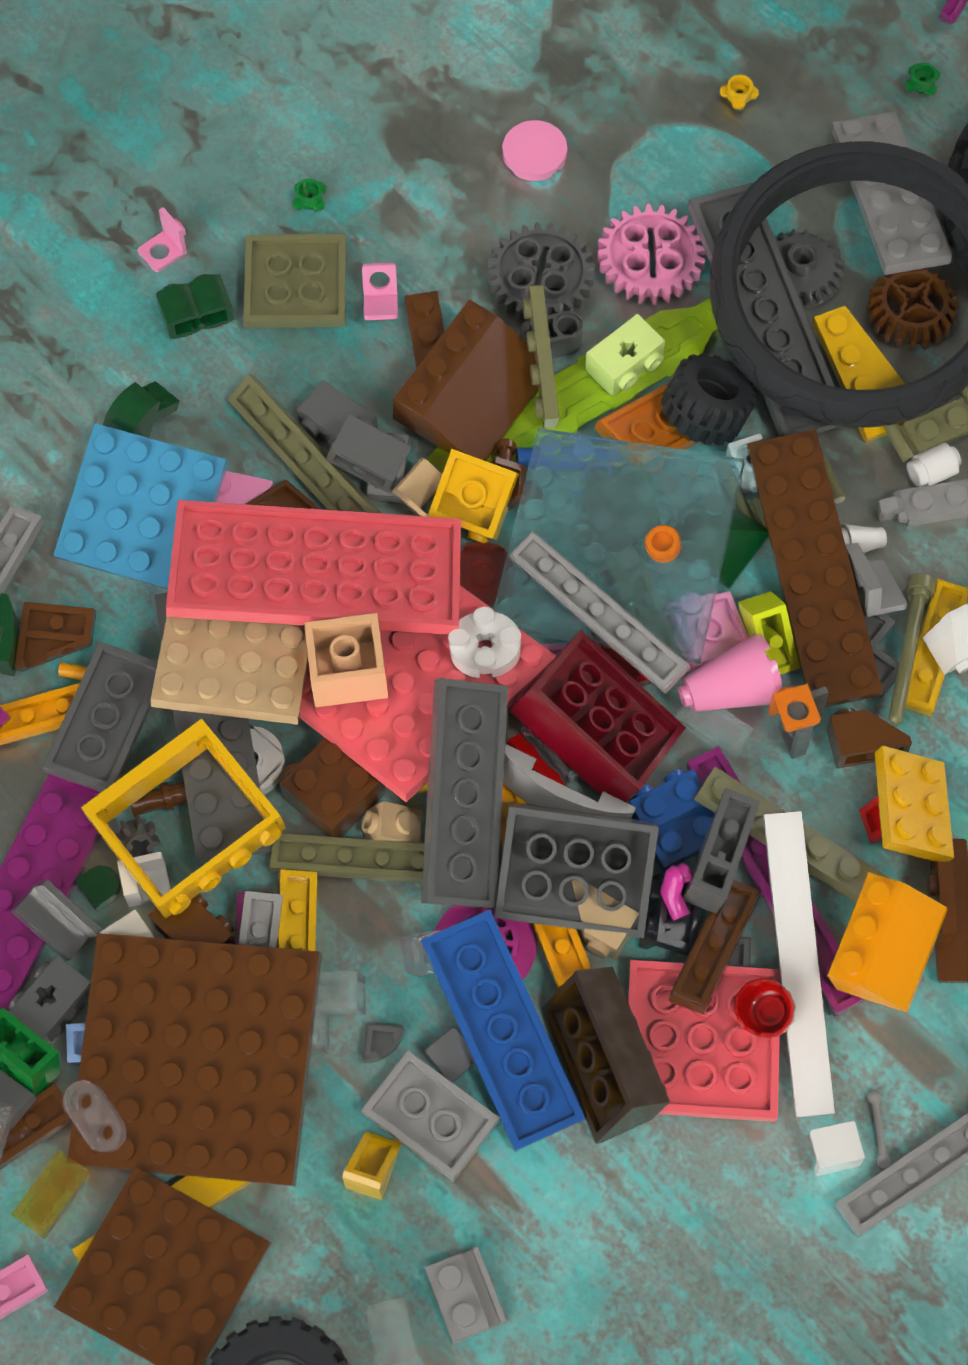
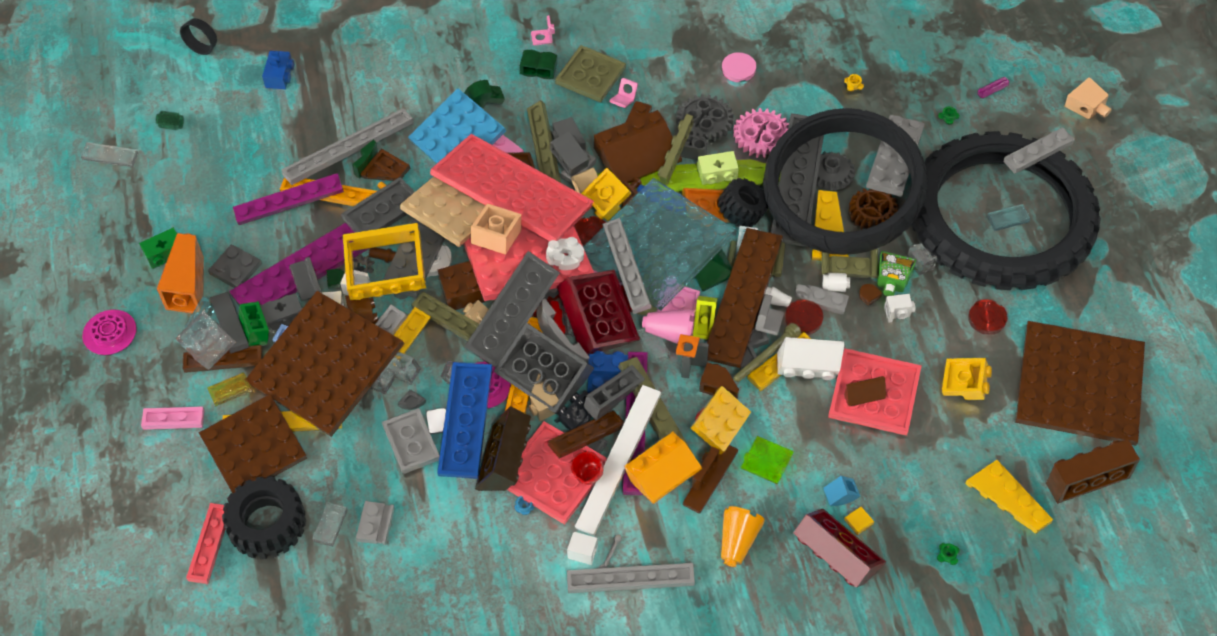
camera: 30 degrees right, 10 degrees down
(95, 1118) = (263, 364): clear plate -> none
(309, 187) = (621, 41): green plate -> none
(371, 1165) = (370, 447): yellow slope -> none
(663, 543) = (674, 248): orange tile -> none
(672, 887) = (579, 399): dark pink arm -> none
(686, 1134) = (519, 506): none -> dark azure plate
(920, 547) = (805, 315): none -> clear red tile

